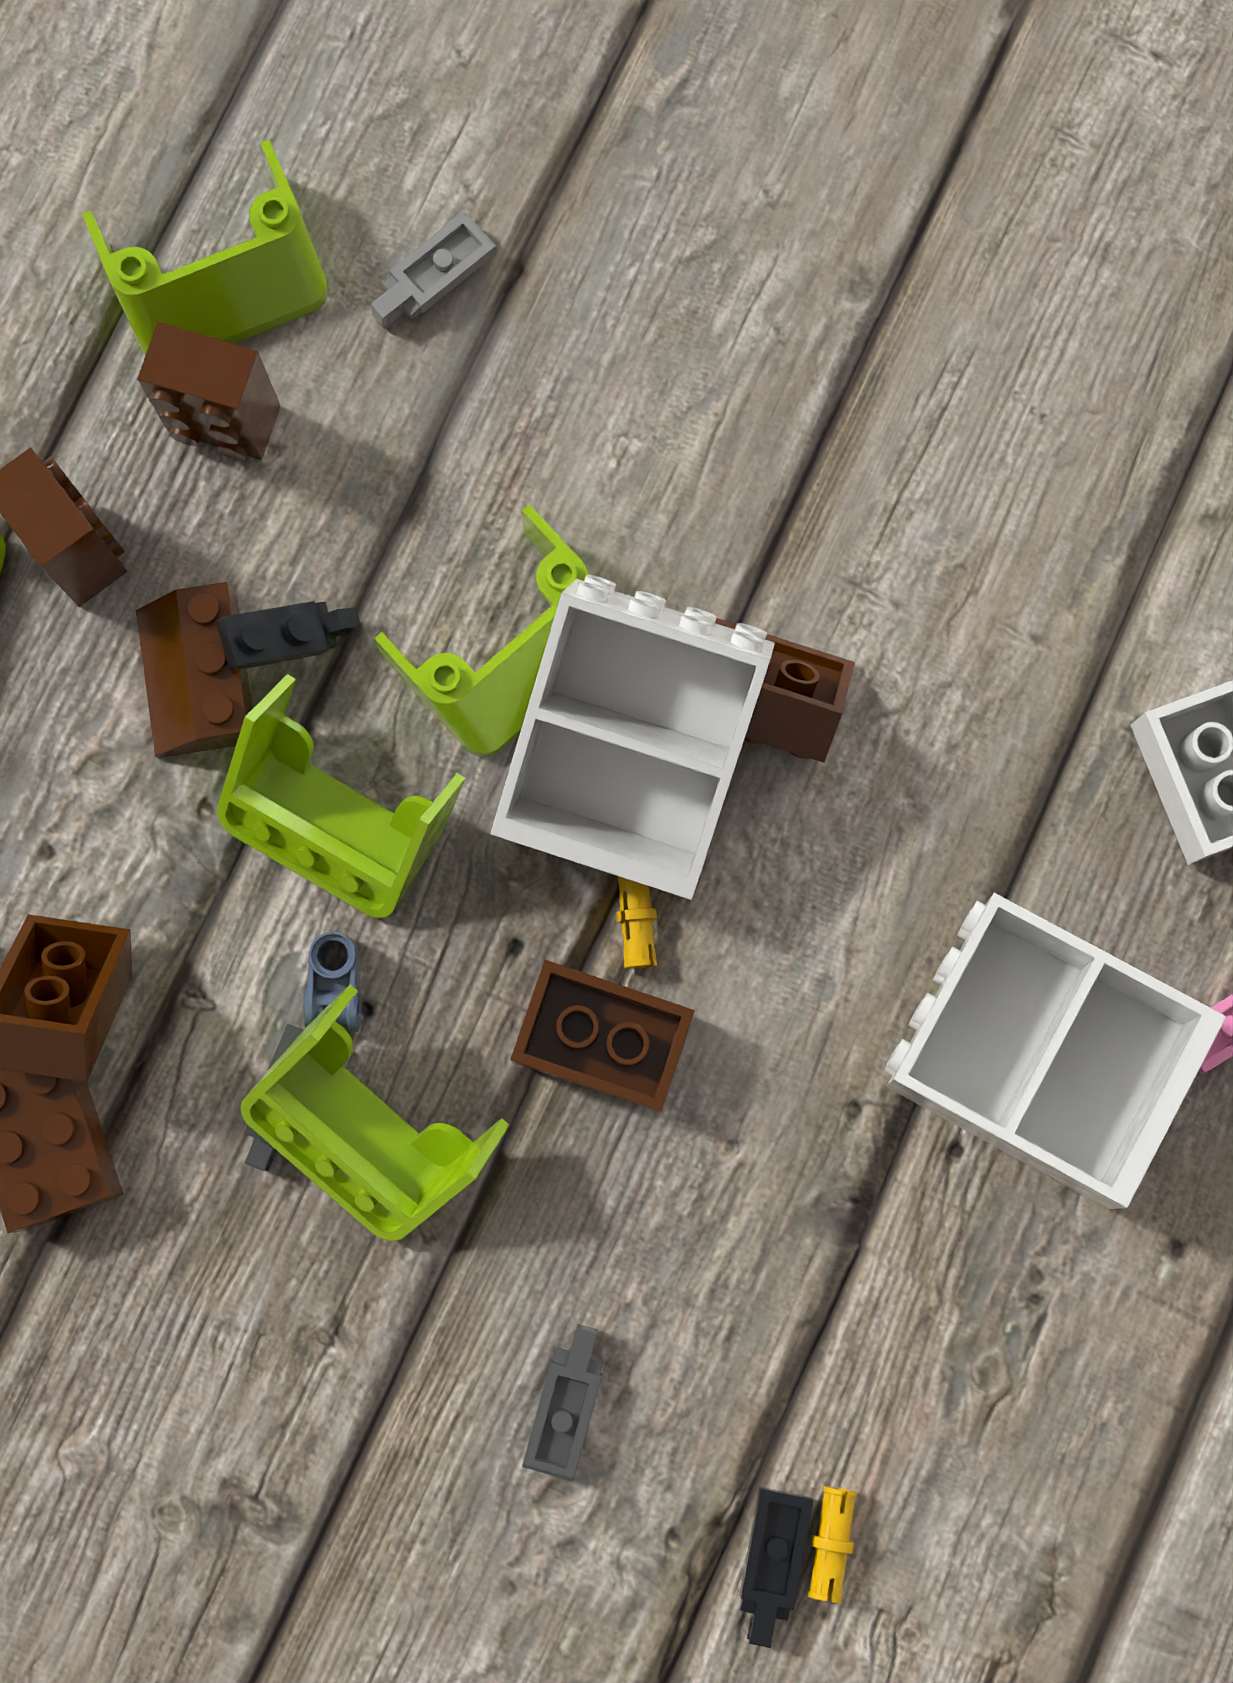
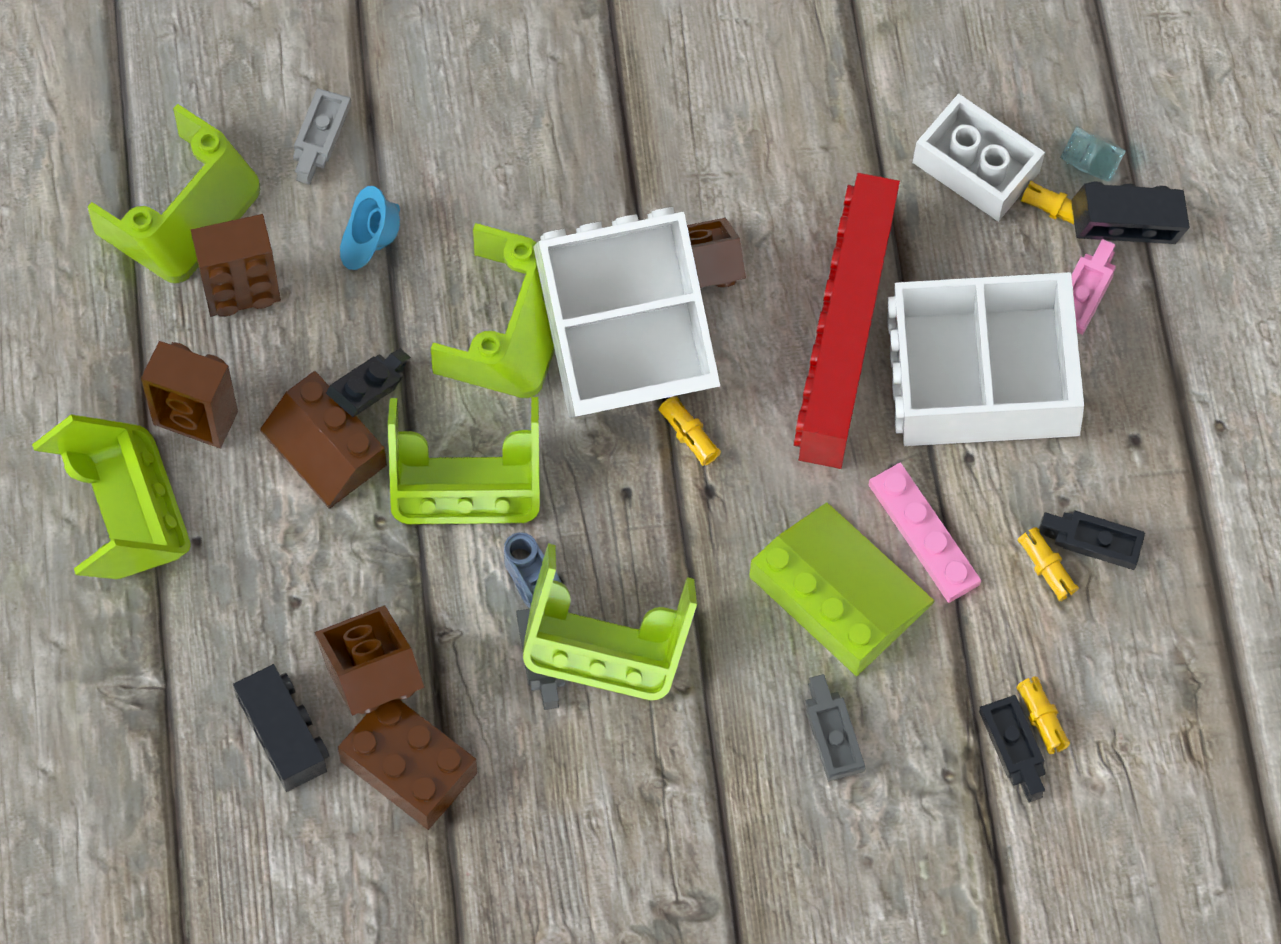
camera: 30 degrees left, 15 degrees down
(414, 431) = (370, 228): none -> dark azure piece
(602, 1036) = (715, 504): reddish brown brick -> none
(694, 1228) = (839, 587): none -> lime slope
(839, 1217) = (924, 532): none -> bright pink plate
(925, 884) = (845, 320): none -> red brick
(962, 1353) = (1048, 564): none -> yellow pin
(1043, 1355) = (1094, 537): none -> black hinge

